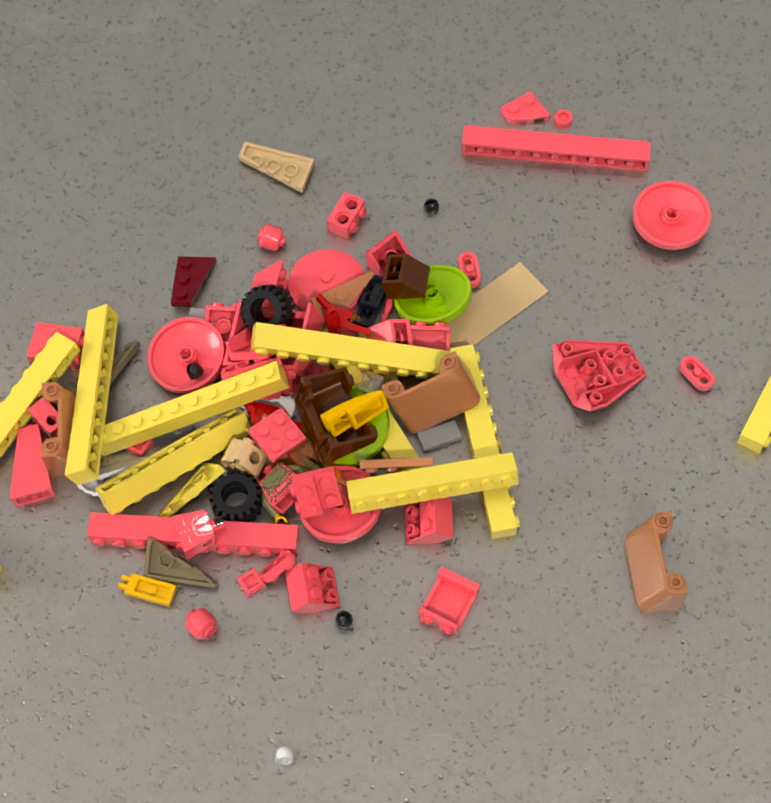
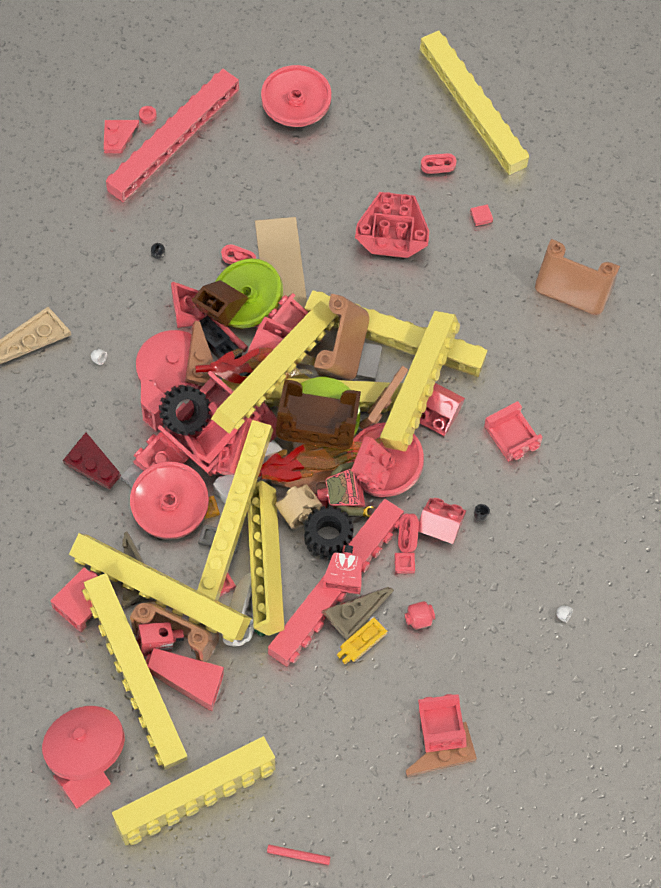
camera: 65 degrees left, 0 degrees up
(83, 728) = (444, 759): none -> nougat wing
(102, 704) = (442, 723): none -> coral panel
(194, 370) = (191, 501): black hinge -> none
(200, 479) = (293, 556): light yellow wing -> none
(271, 237) = (100, 379): coral head -> none
(277, 435) = (302, 465): coral plate -> none
(297, 224) = (99, 356): none -> white hinge
(344, 213) = (119, 314): coral brick -> none
(354, 412) = (327, 397): yellow slope -> none
(370, 382) = (305, 374): clear tile -> none
(670, 443) = (481, 215): none -> coral tile

